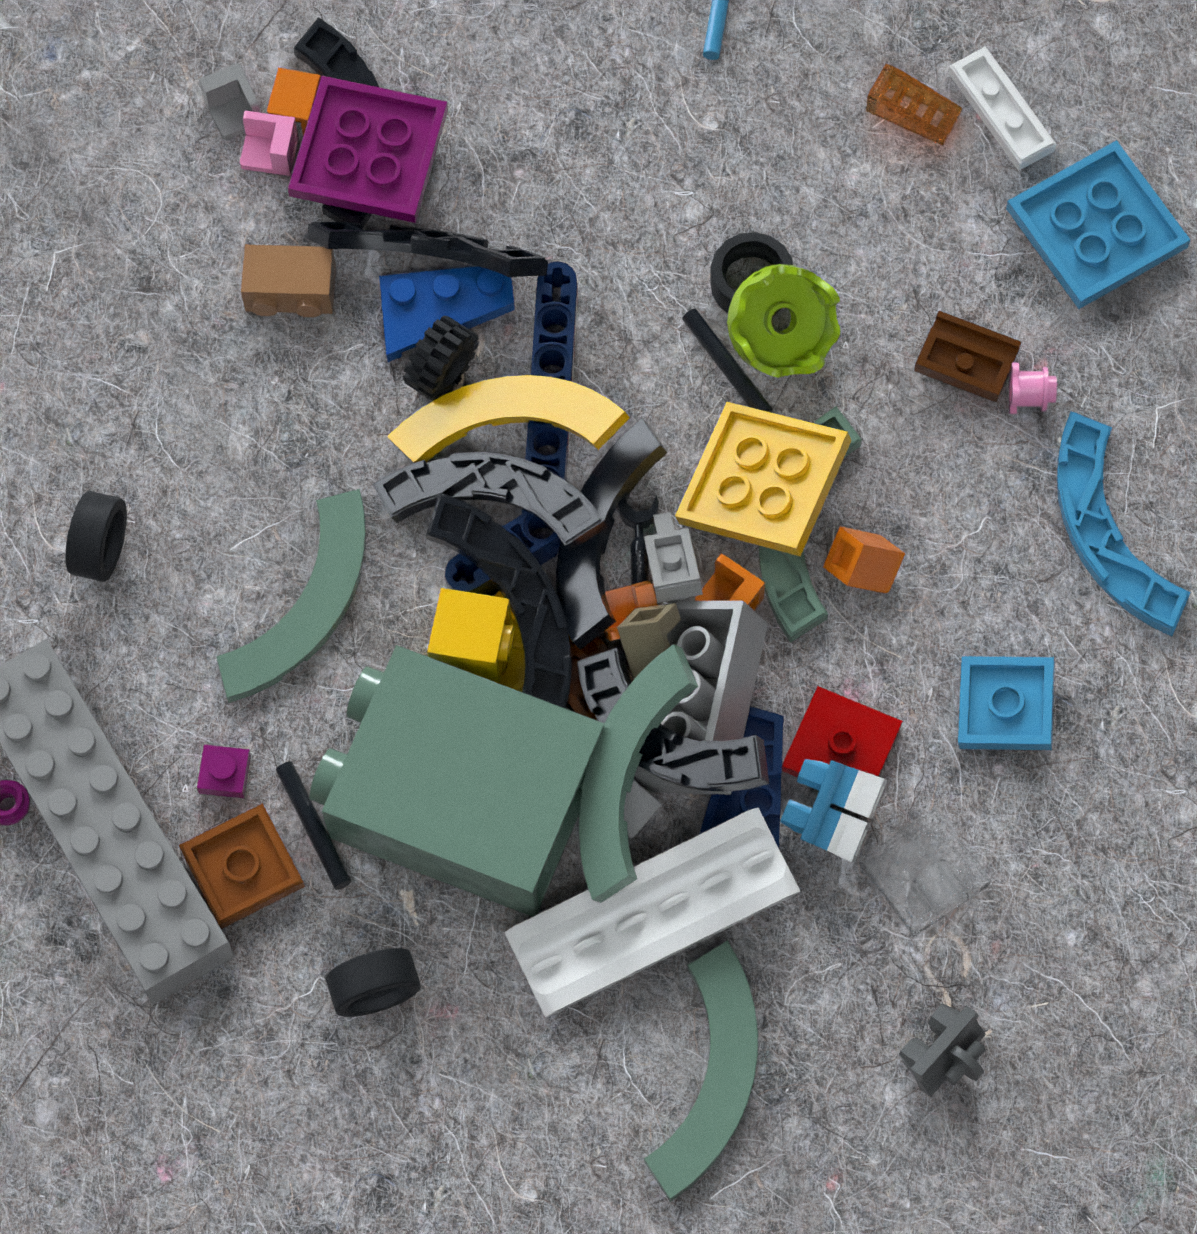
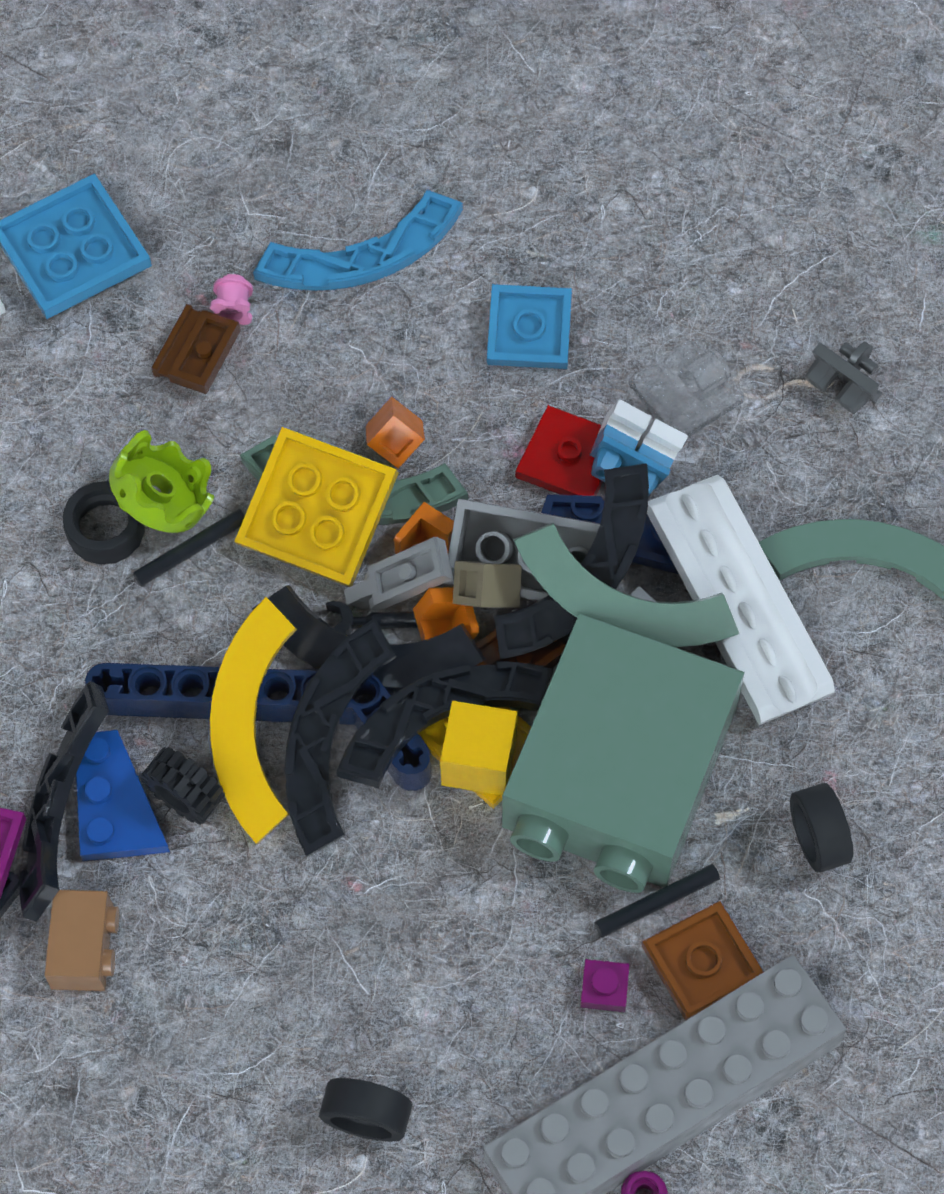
camera: 90 degrees left, 5 degrees down
(317, 609) = (433, 902): sand green tile -> none

